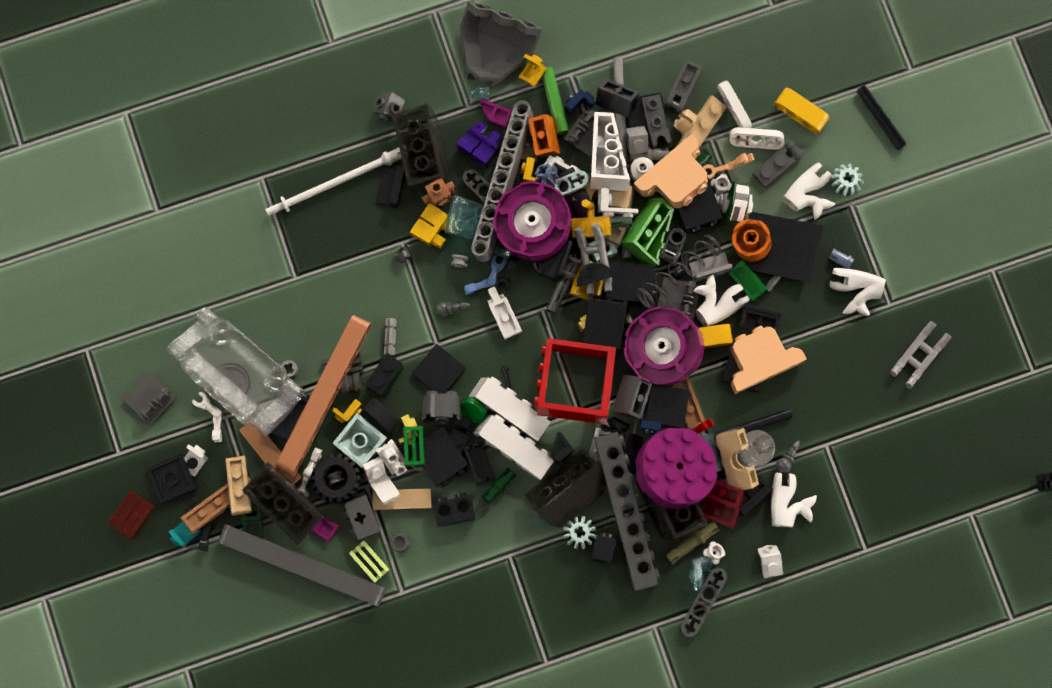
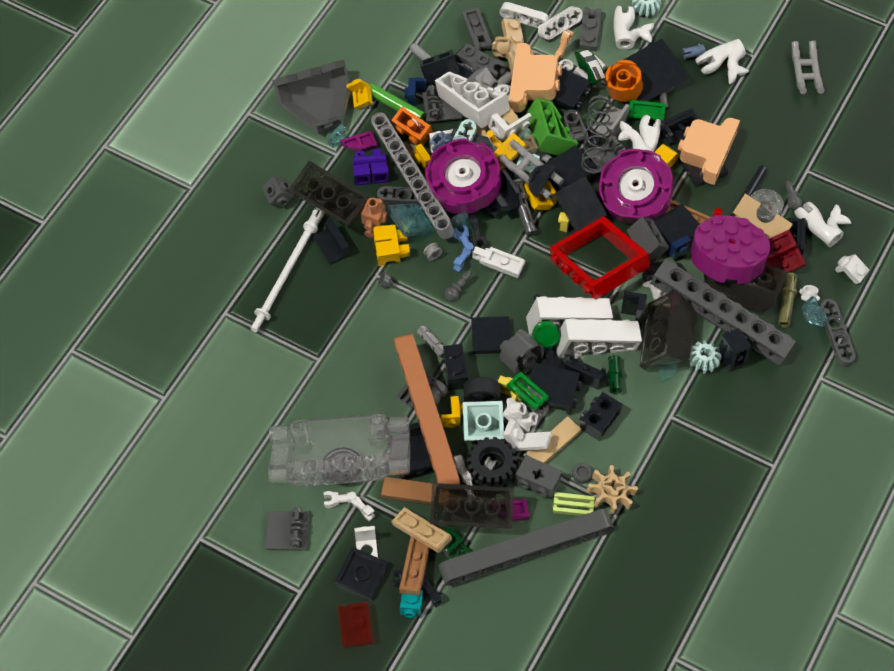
camera: 40 degrees left, 20 degrees down
(412, 568) = (612, 489): none -> tan gear

